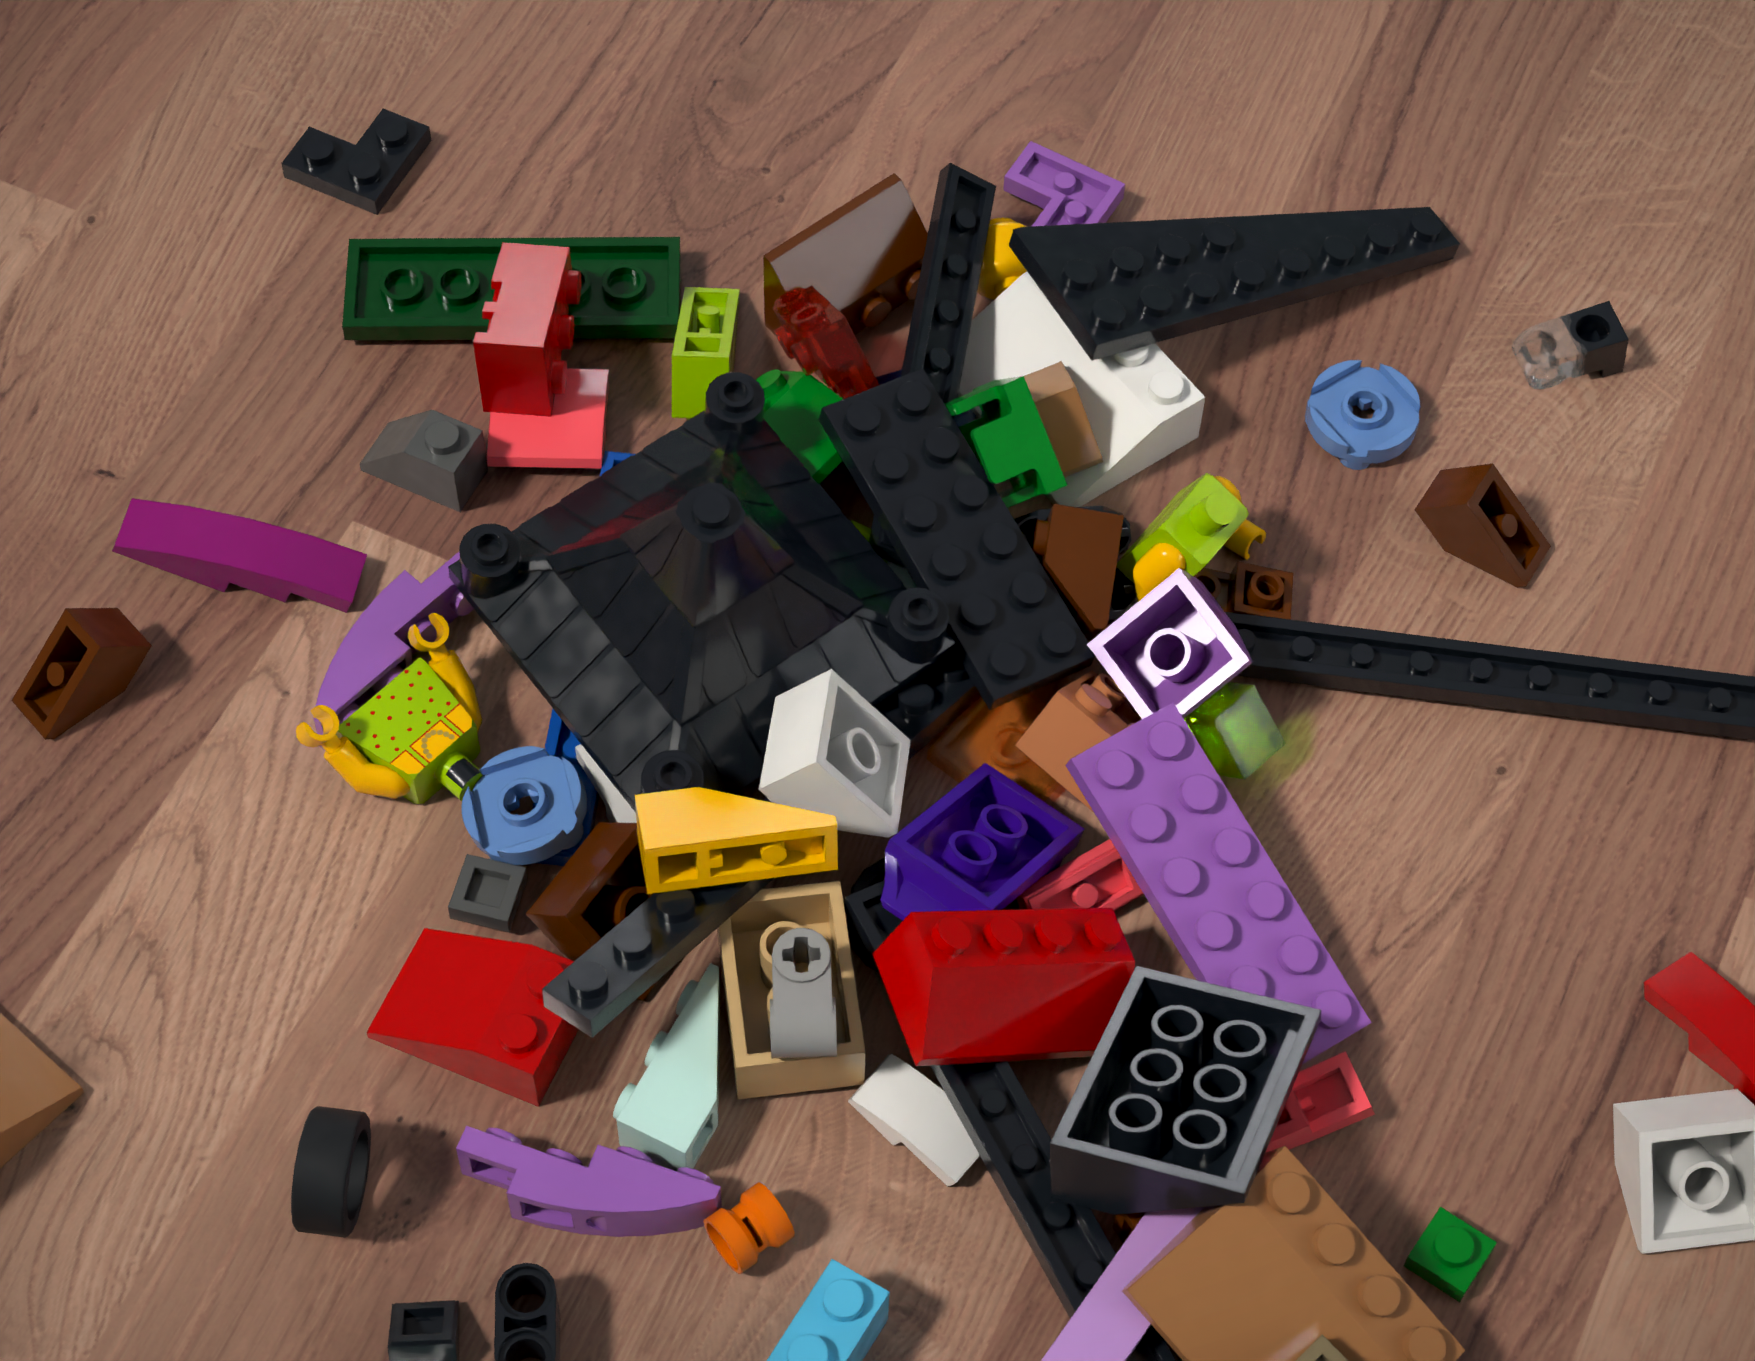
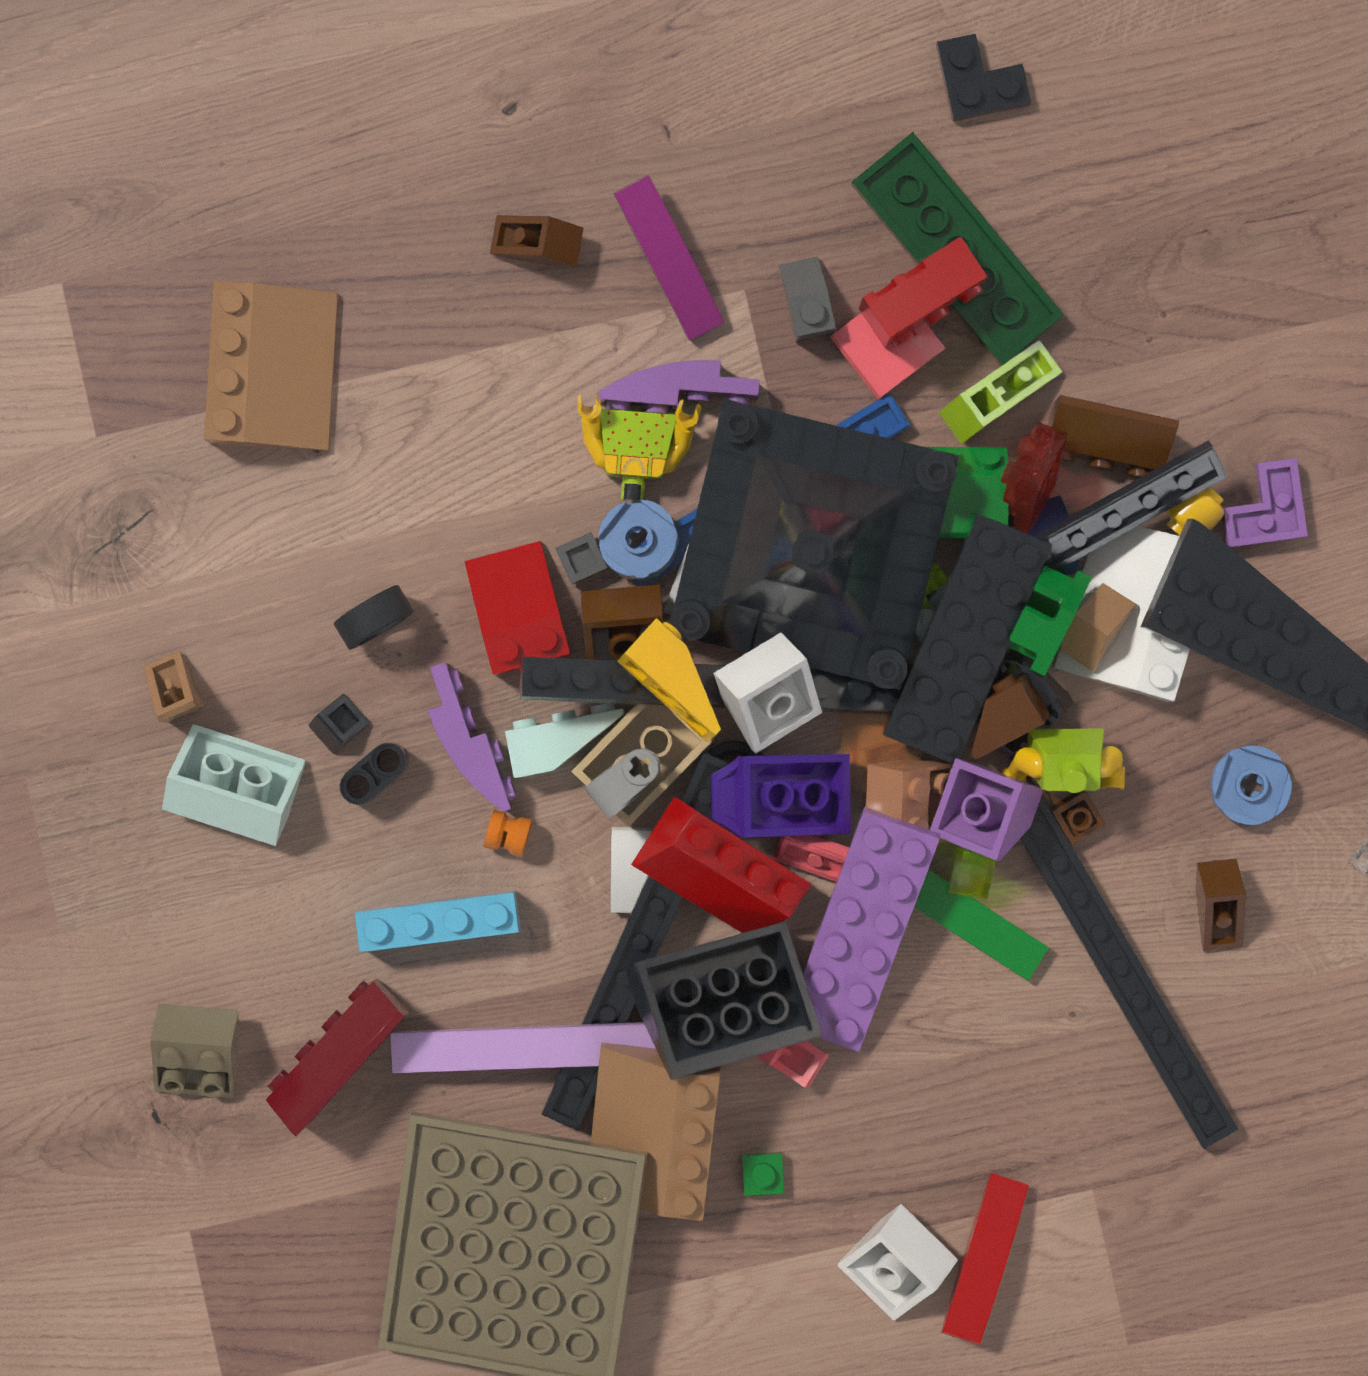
camera: 60 degrees right, 30 degrees up
(1326, 783) = (980, 926): none -> green tile

